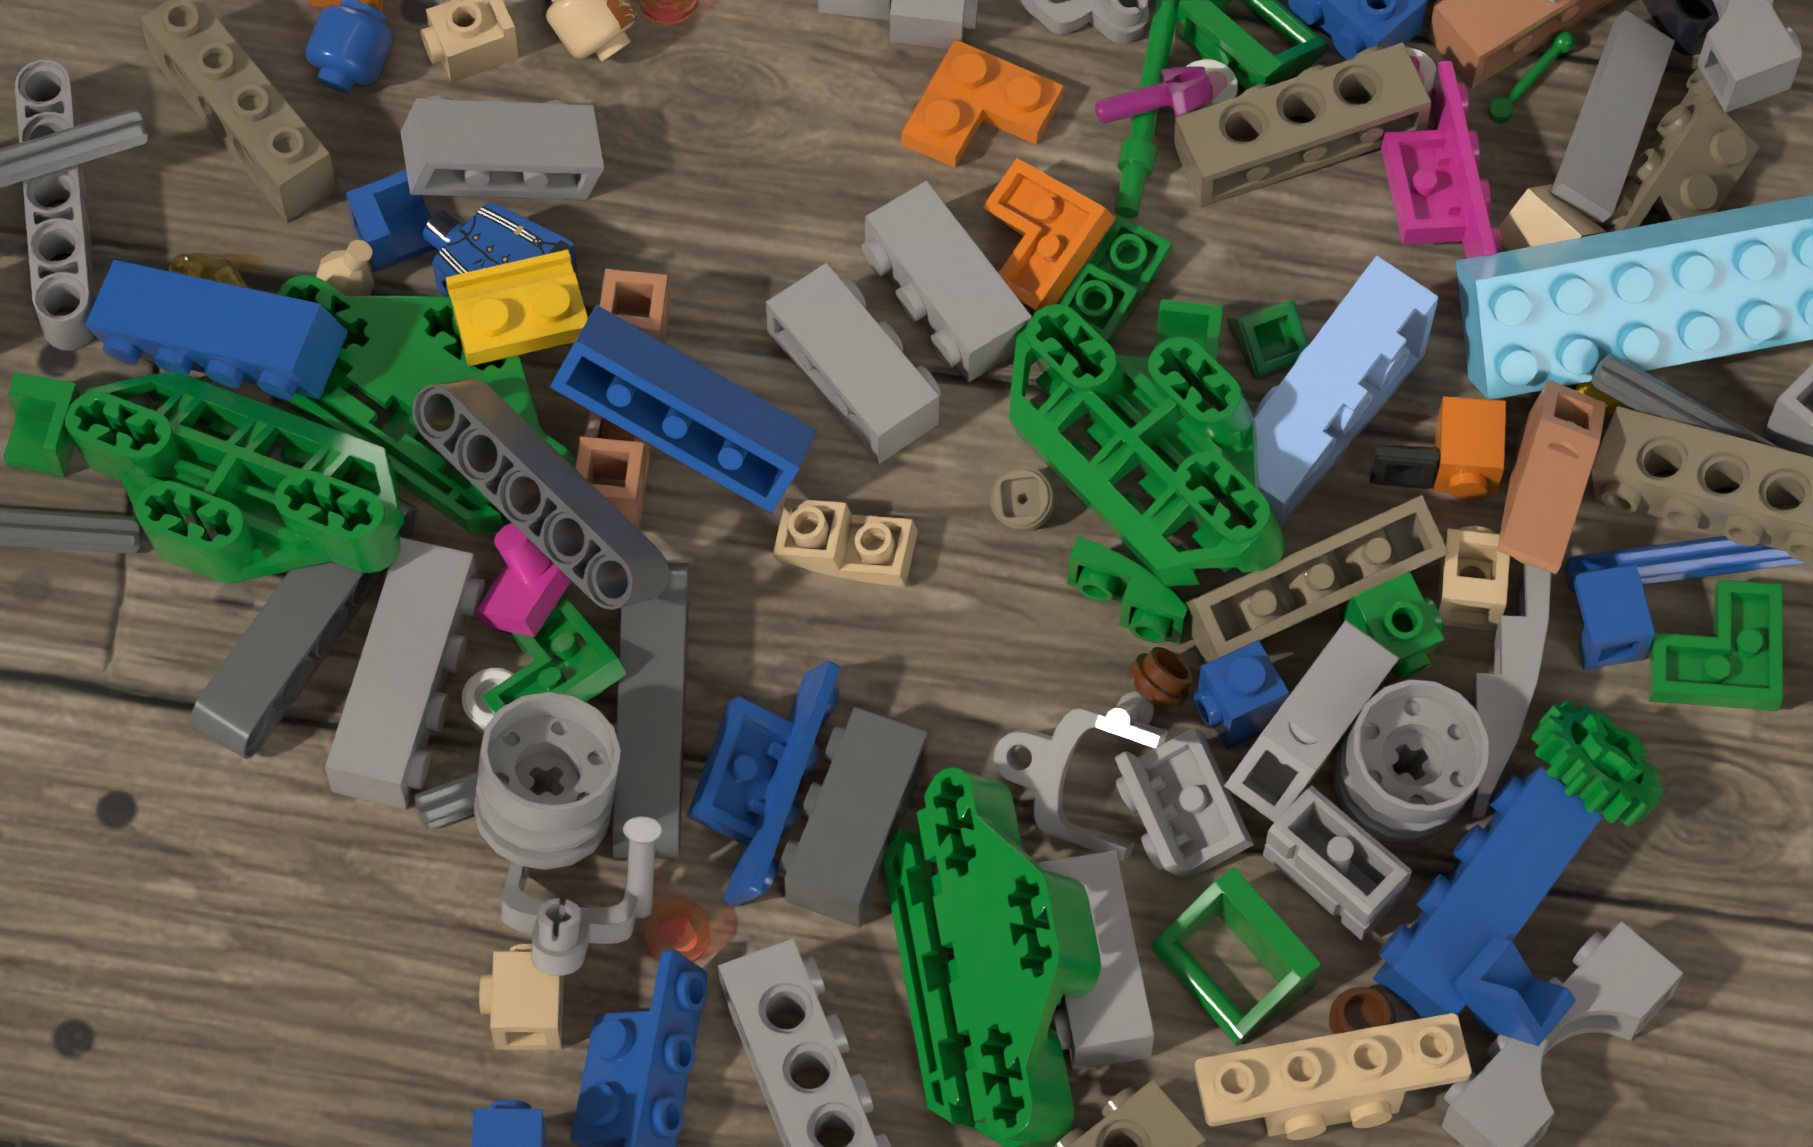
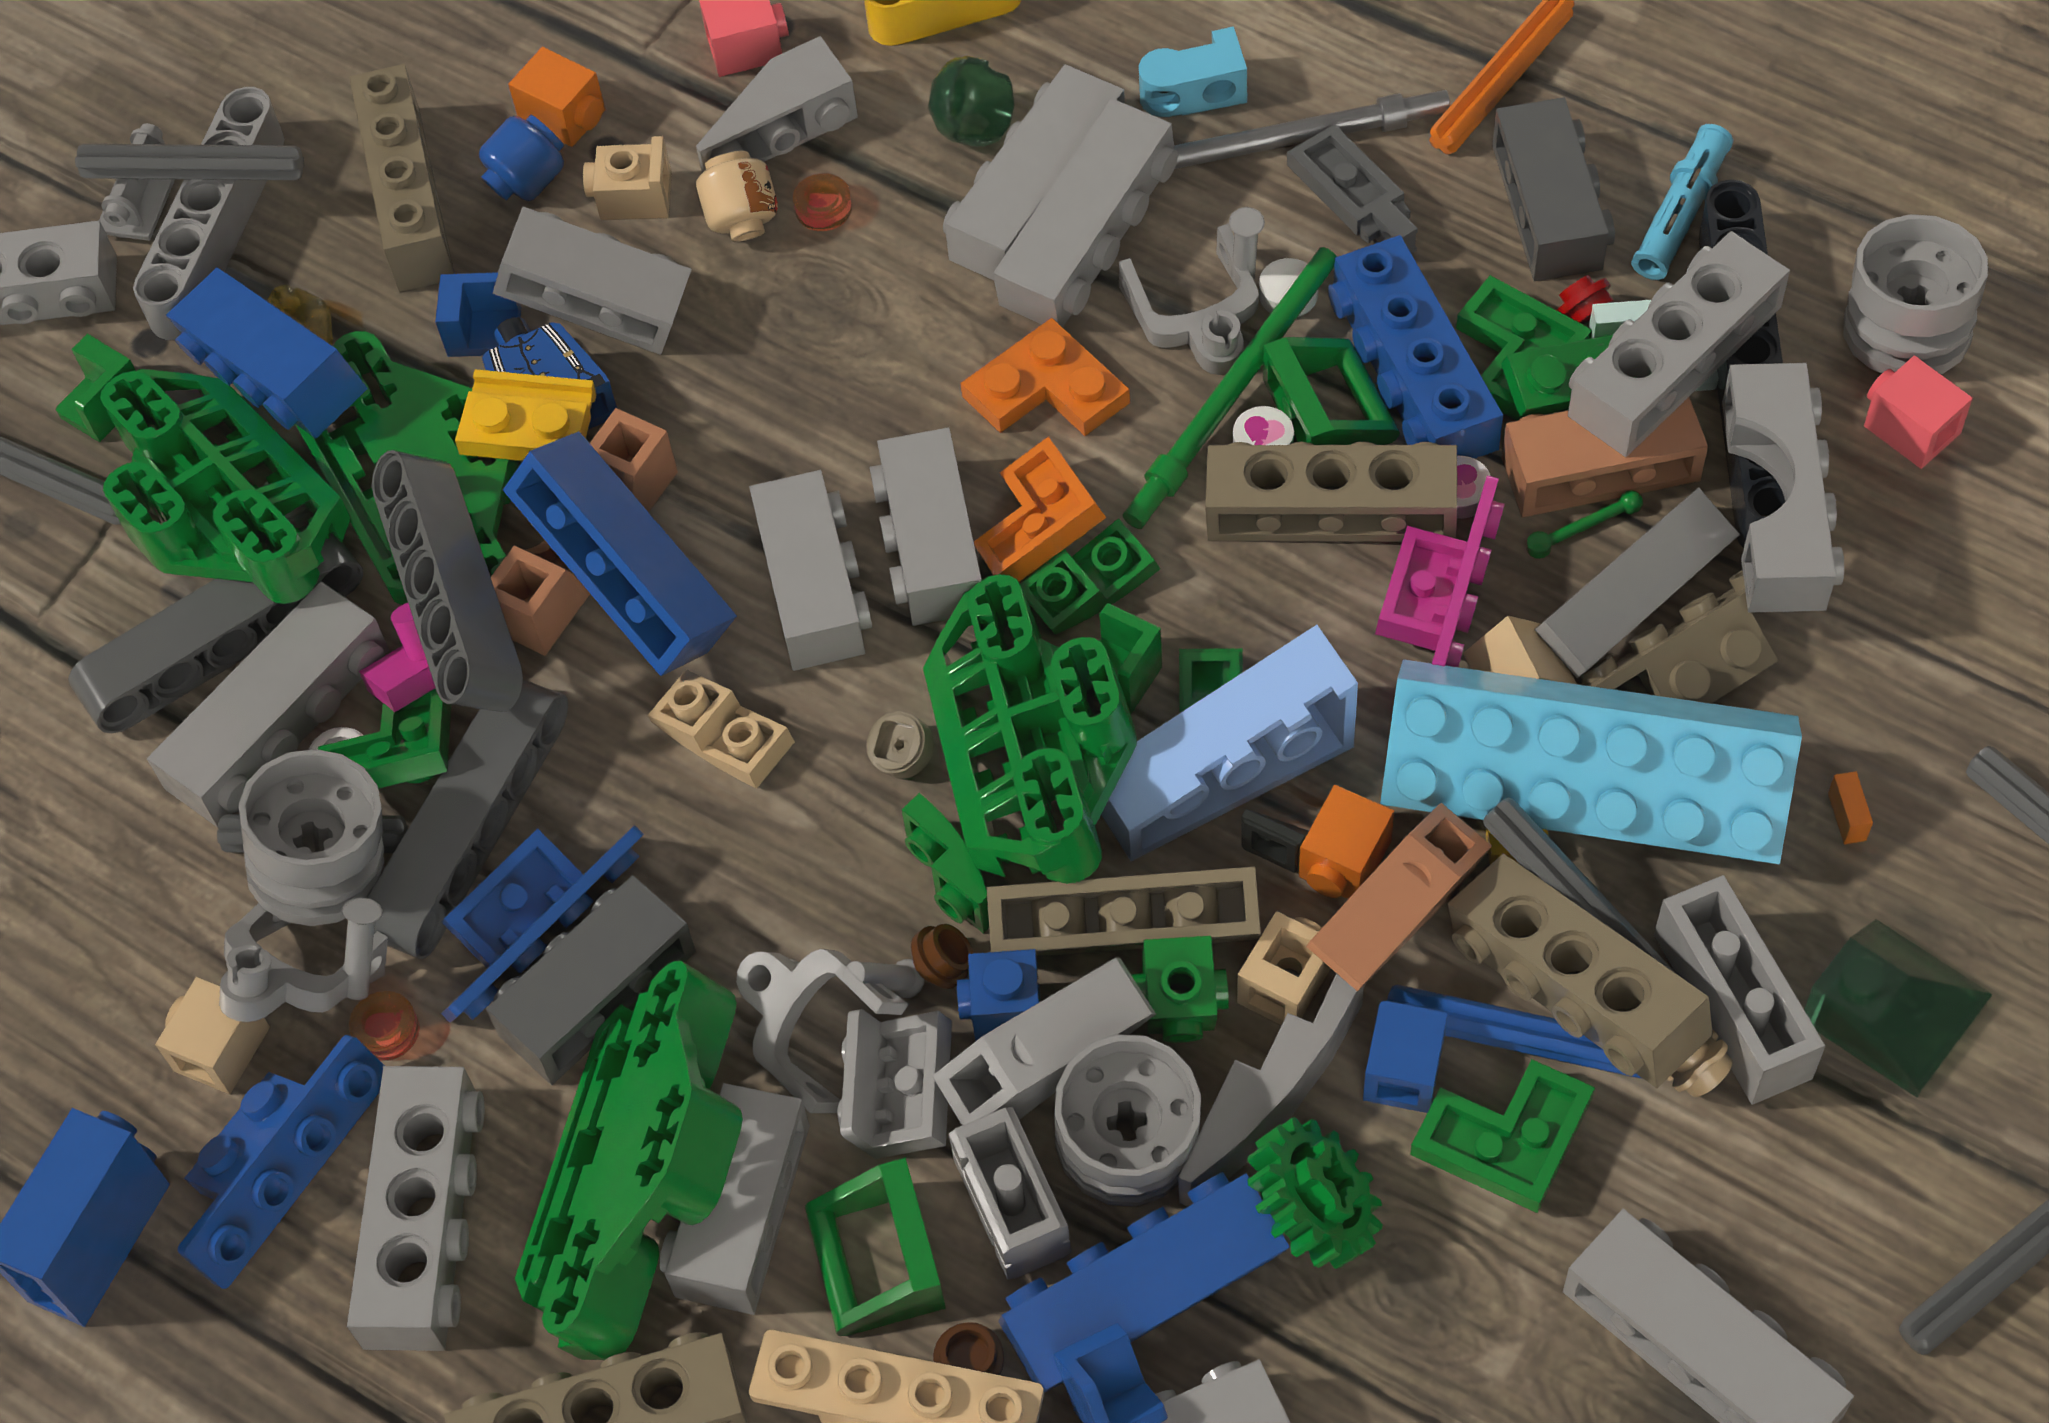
camera: 30 degrees right, 5 degrees down
(349, 269) = (419, 346): tan rock -> none
(1182, 90) = (1224, 425): magenta bar -> none

